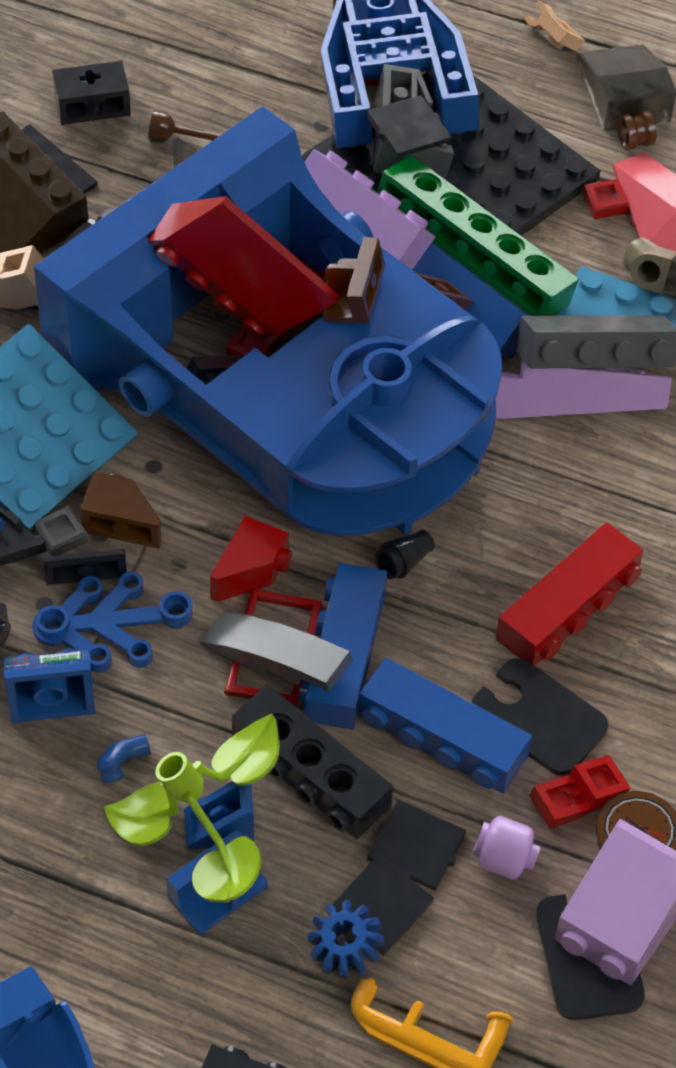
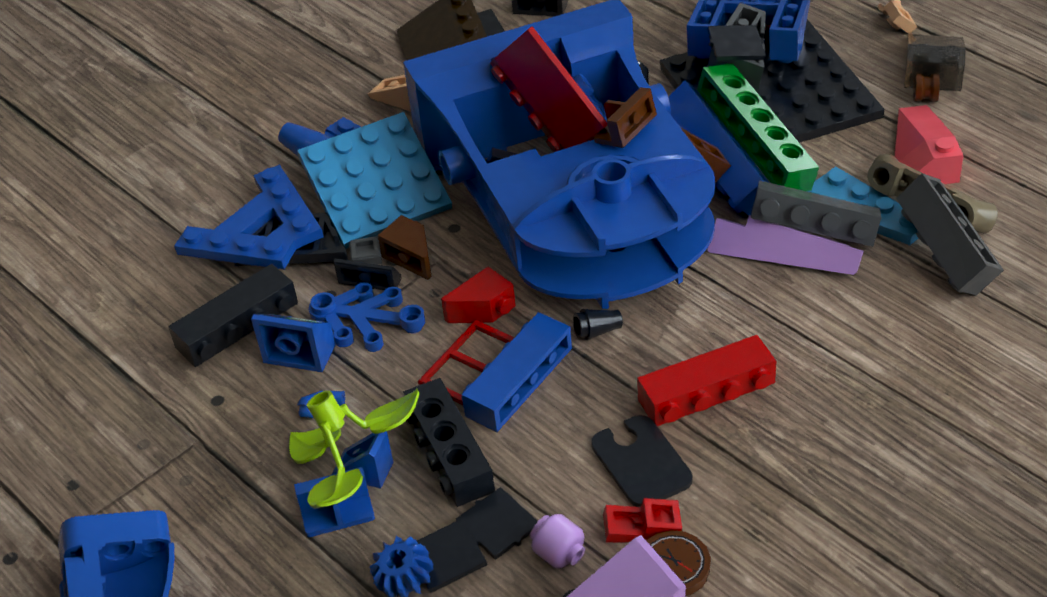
camera: 30 degrees right, 10 degrees down
(277, 649) = (461, 358): slope -> none
(398, 233) = (688, 104): lavender brick -> none
(444, 725) = (560, 445): blue brick -> none
(606, 199) = (881, 129): red tile -> none

